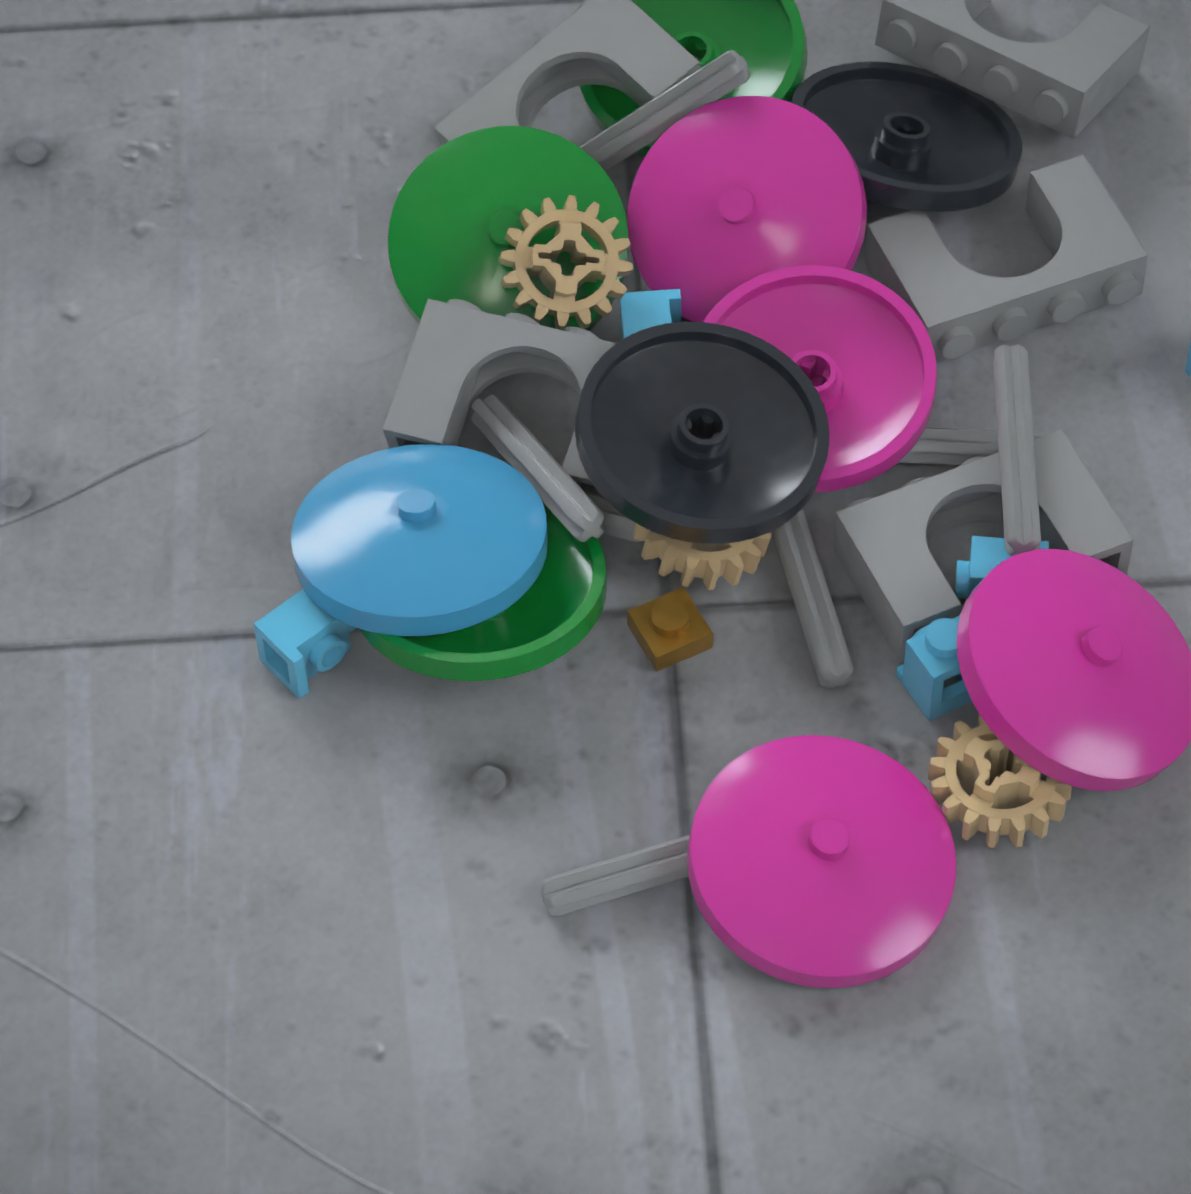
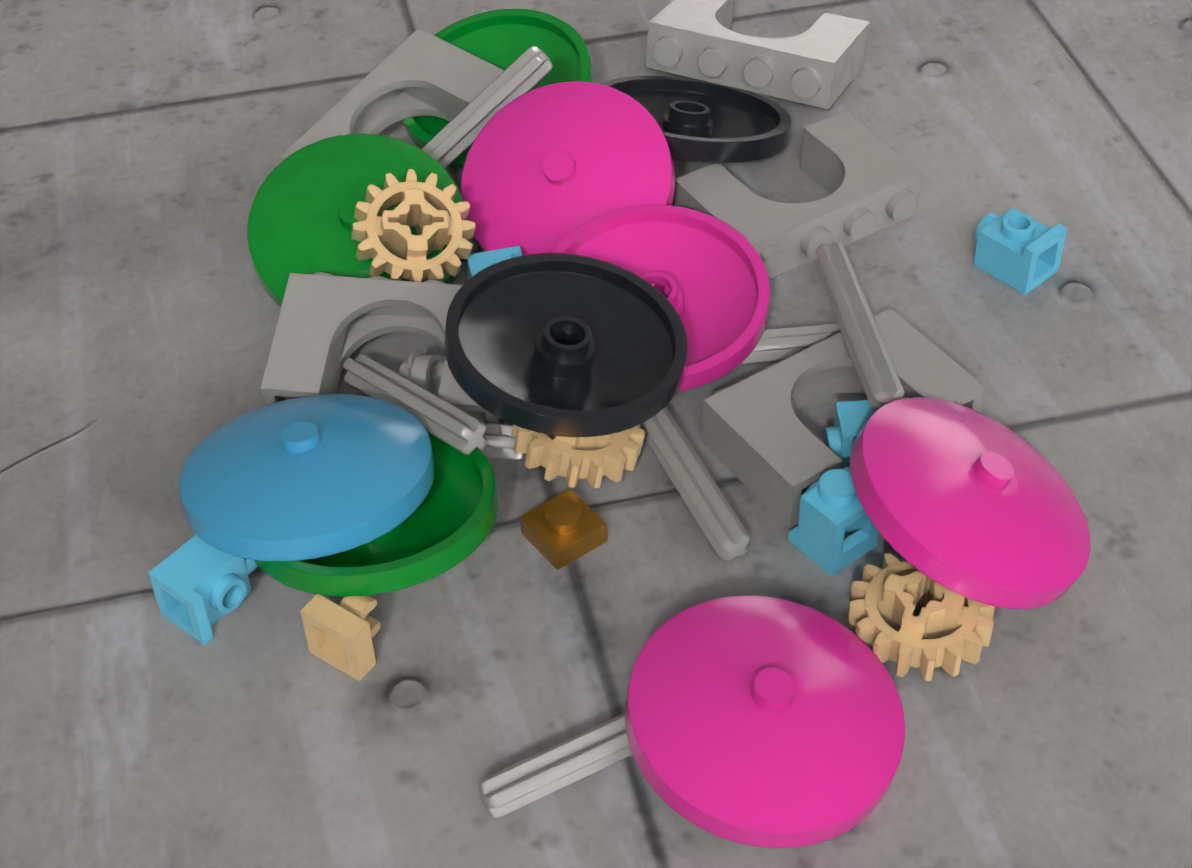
camera: 10 degrees left, 10 degrees down
(434, 711) = (342, 632): none -> tan tile
(553, 428) = (423, 369): none -> light grey plate

